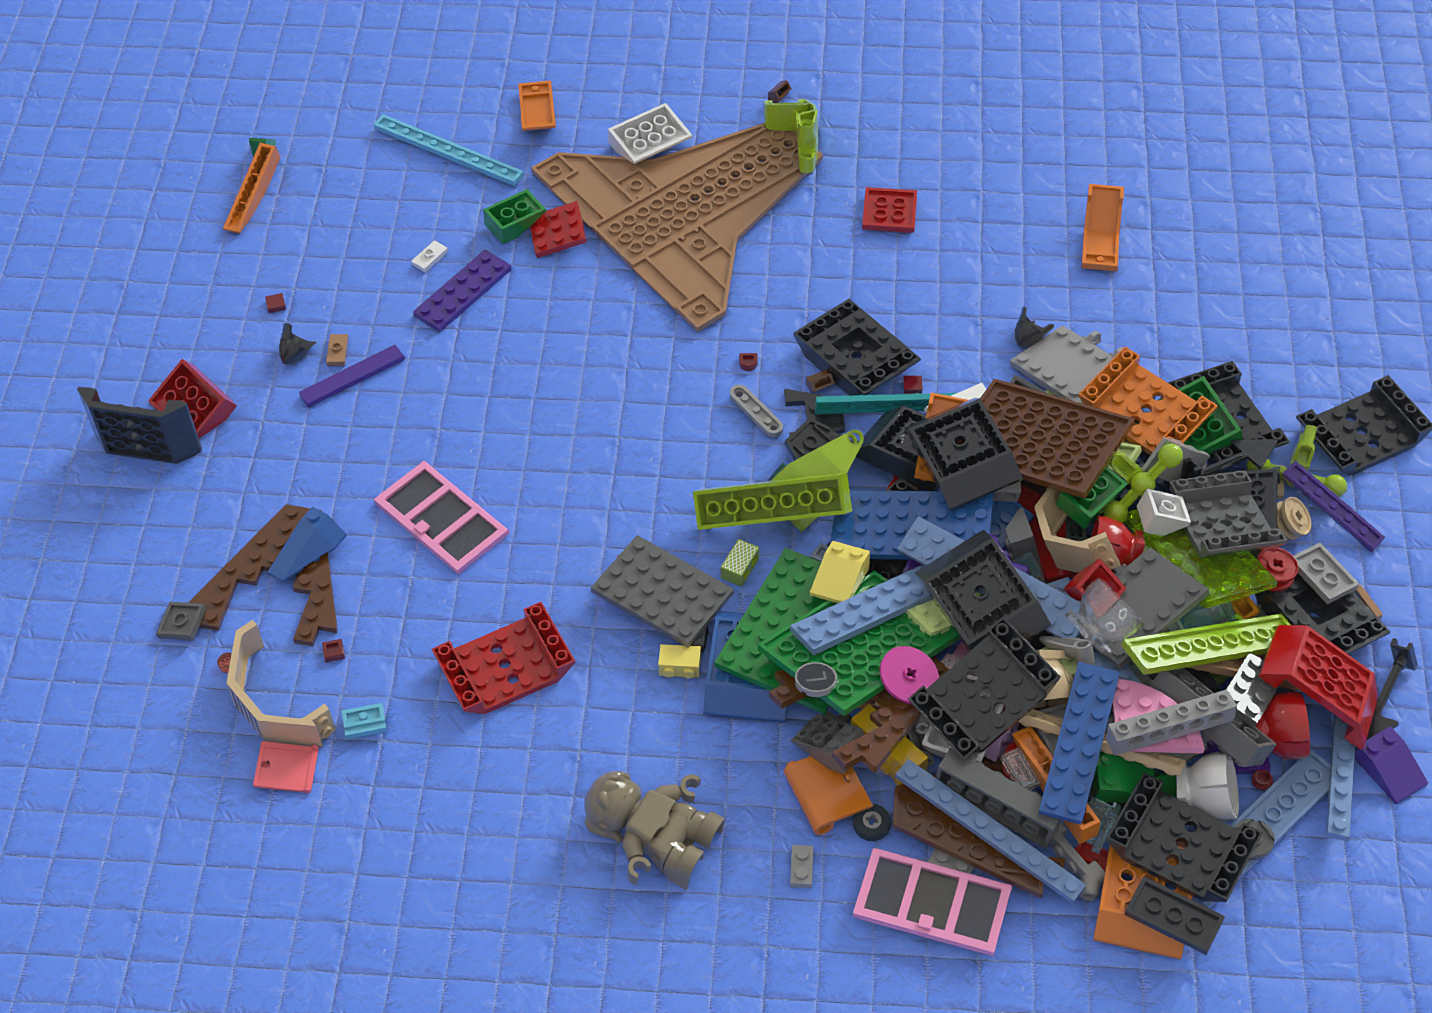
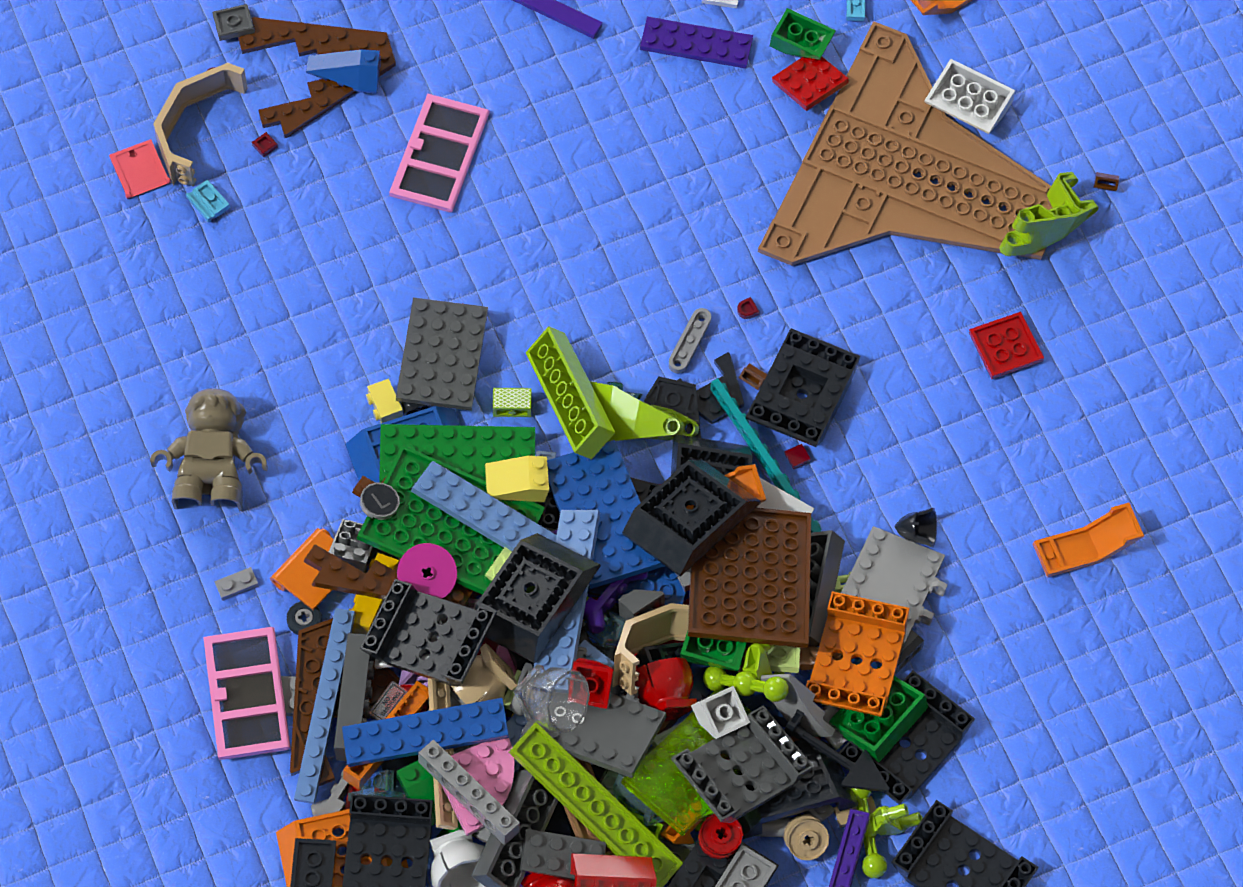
camera: 60 degrees right, 10 degrees up
(530, 647) = (298, 252): red slope -> none

